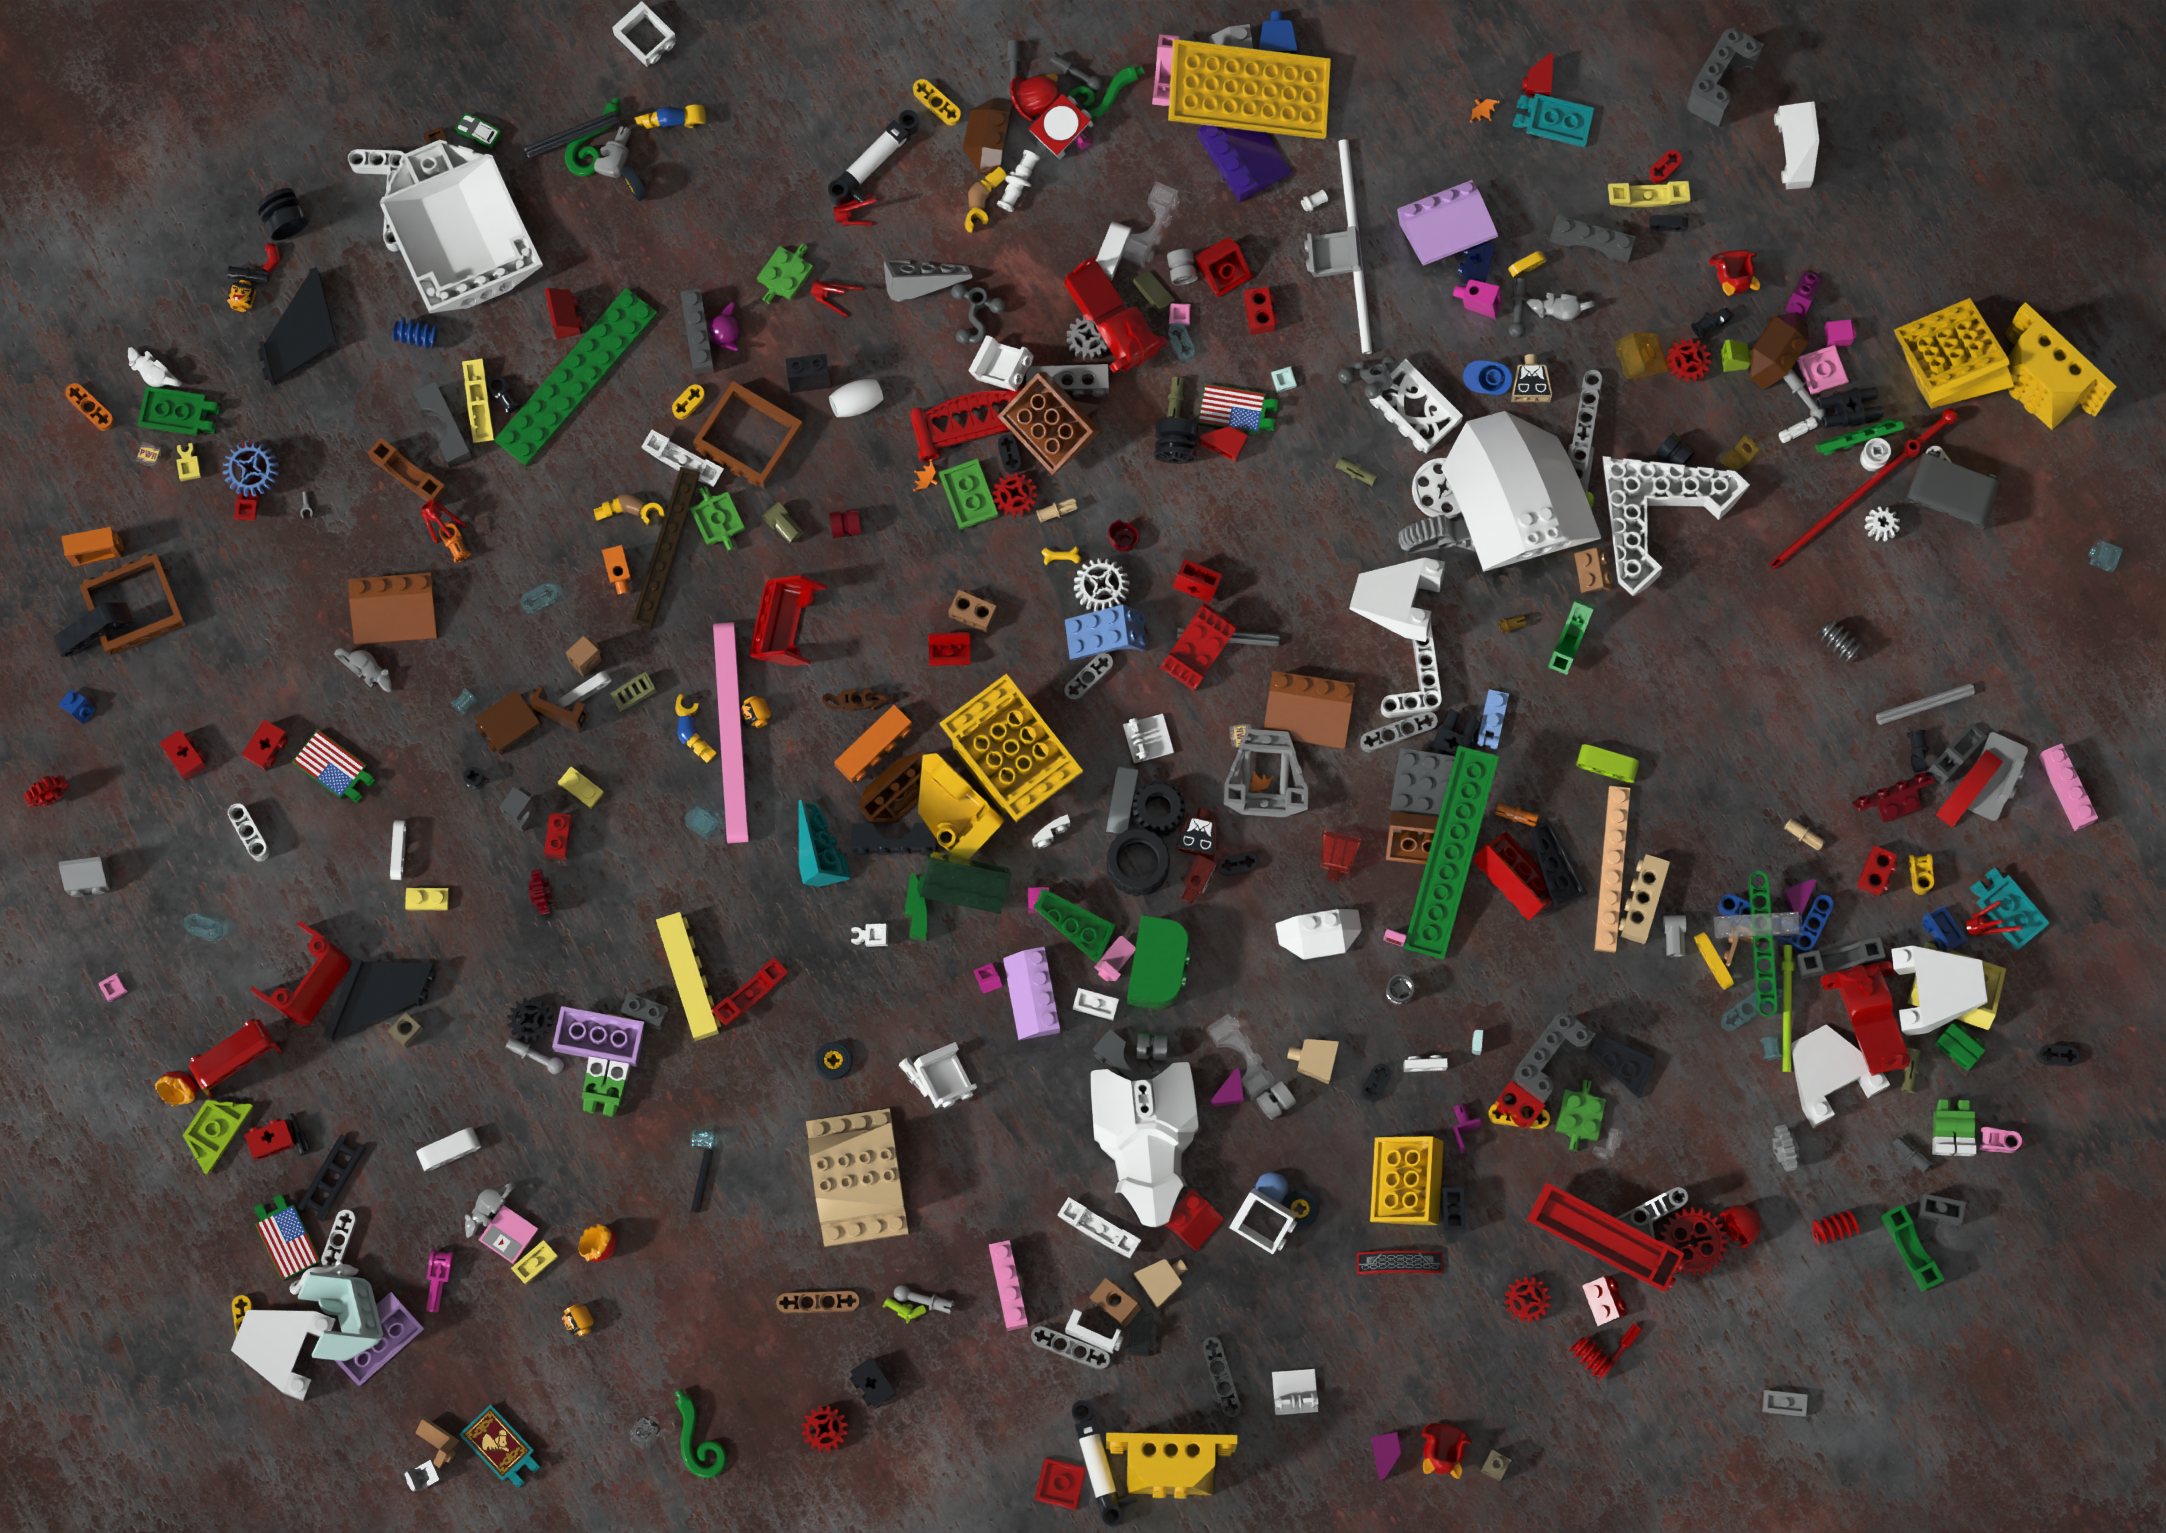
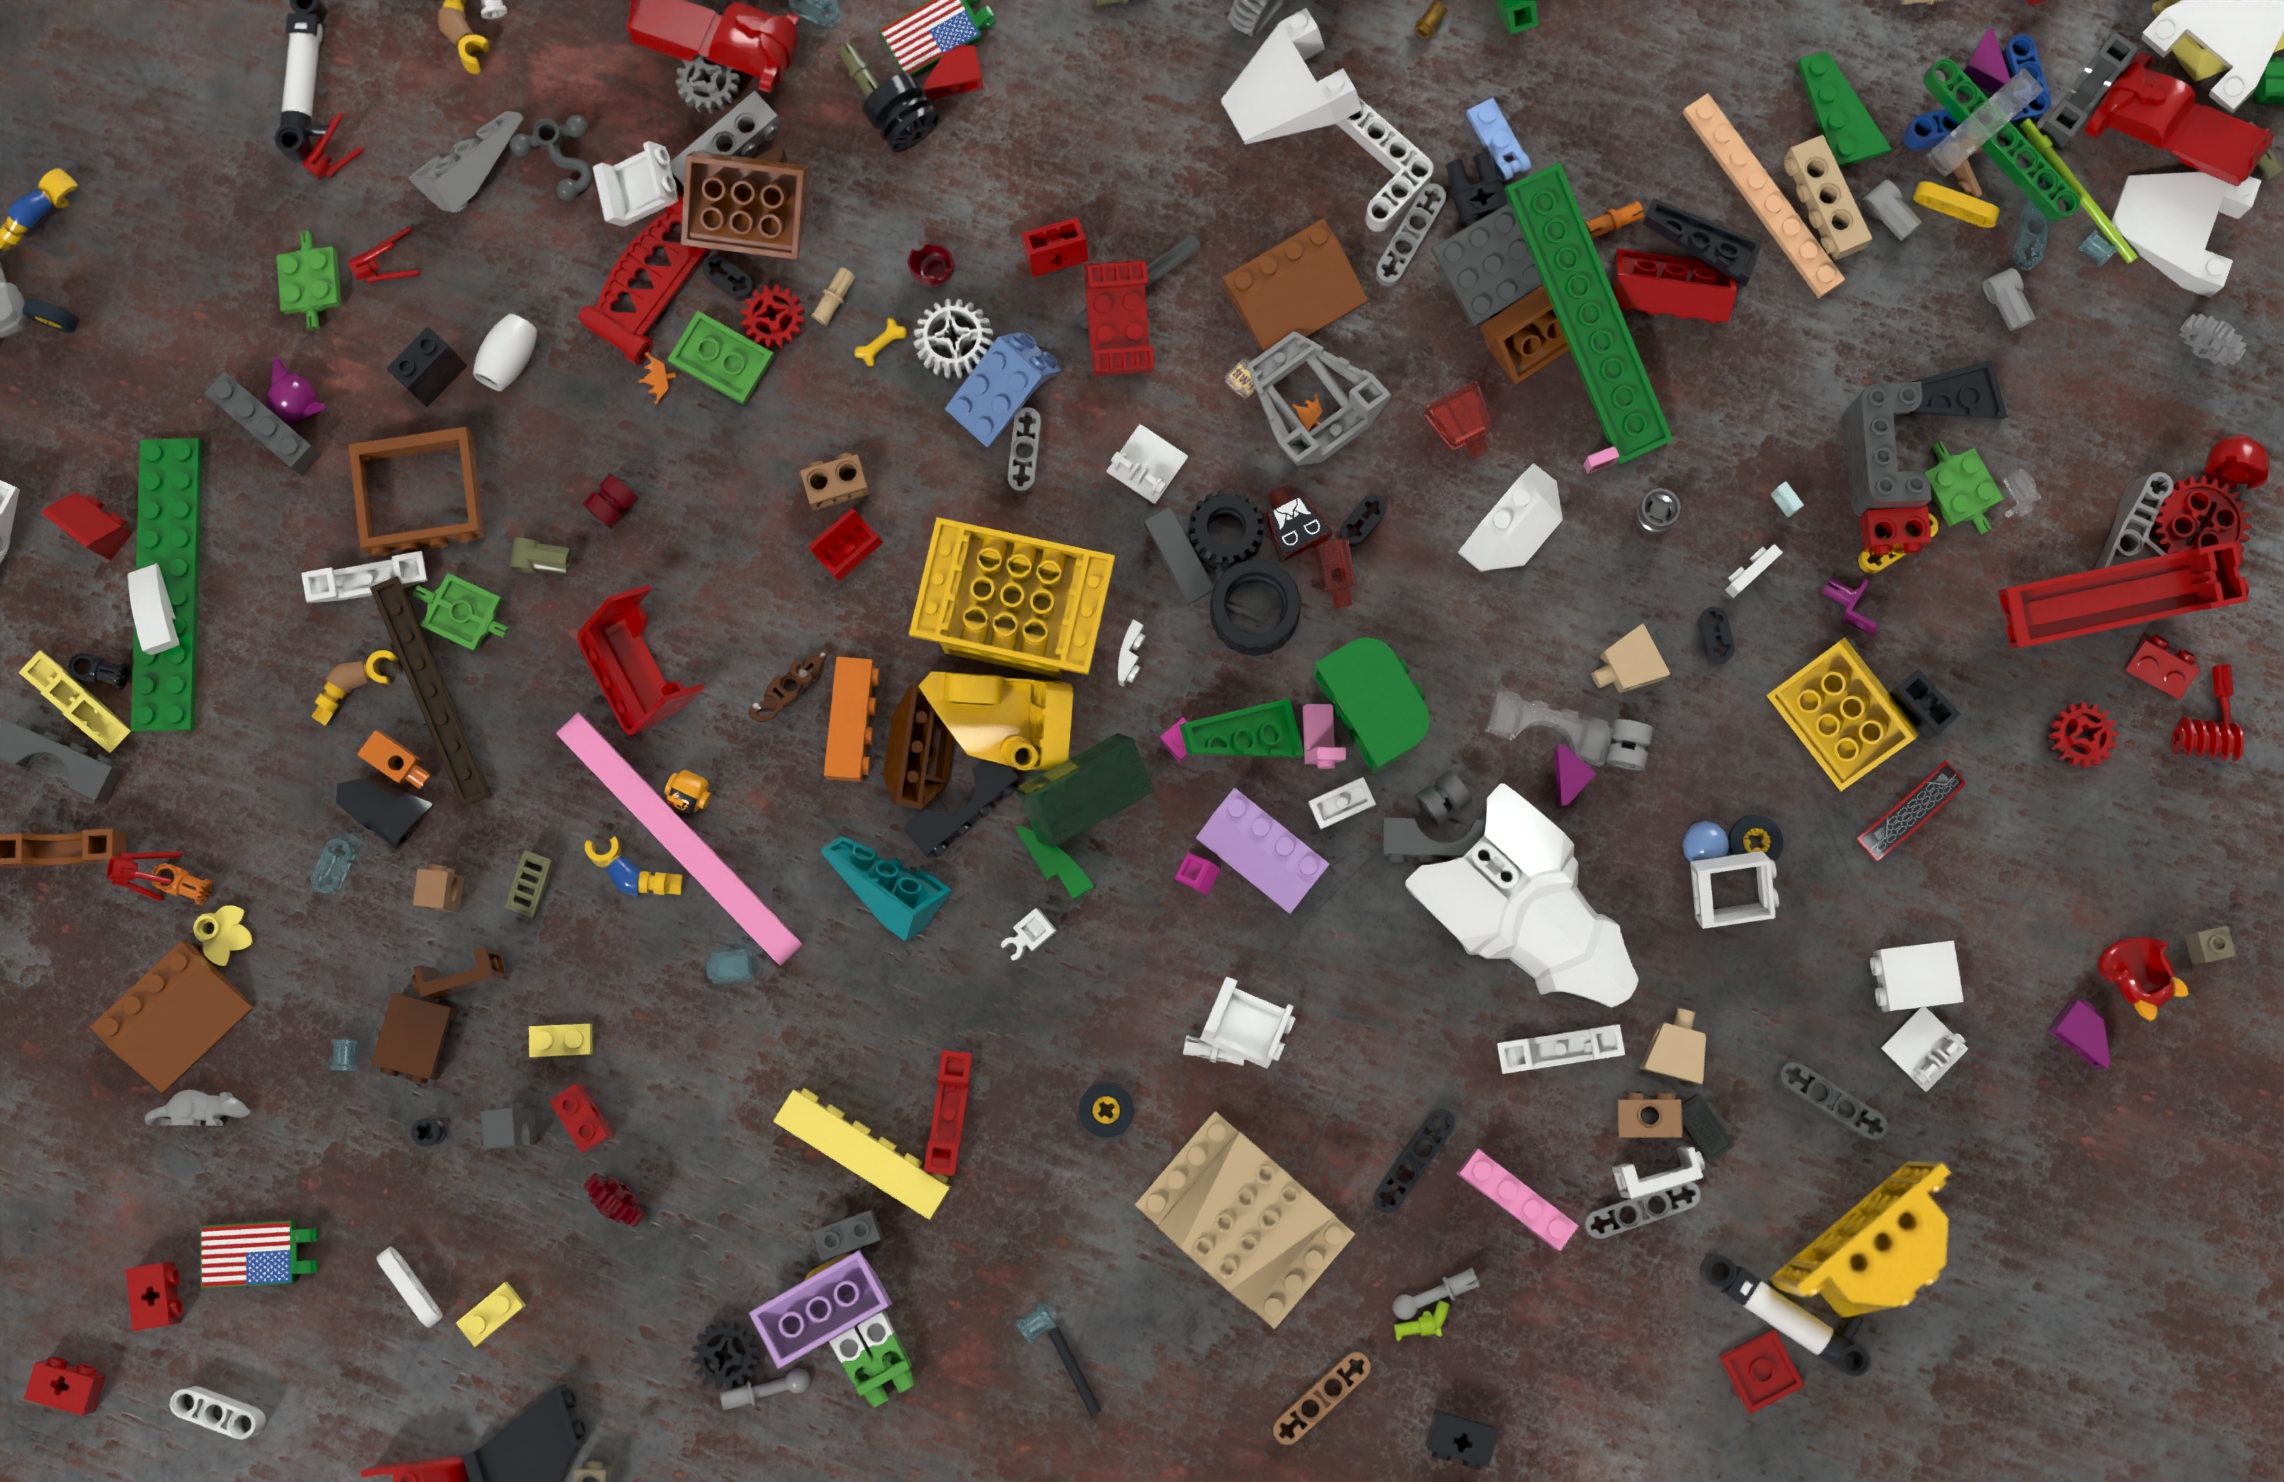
camera: 35 degrees left, 5 degrees up
(455, 588) = (226, 936): none -> light yellow plate
(558, 385) = (152, 610): none -> white slope
(584, 691) = (472, 929): white beam -> none
(590, 589) = (382, 808): none -> black panel
(685, 398) = (326, 509): yellow beam -> none
(972, 1226) = (1410, 1158): none -> black beam
(1194, 1220) = (1655, 950): red slope -> none
(1323, 1349) = (1916, 976): none -> white panel
(1608, 763) = (1662, 85): lime beam -> none
(1694, 861) = (1840, 113): none -> green wing
(1698, 1032) = (2006, 292): none -> light grey piece

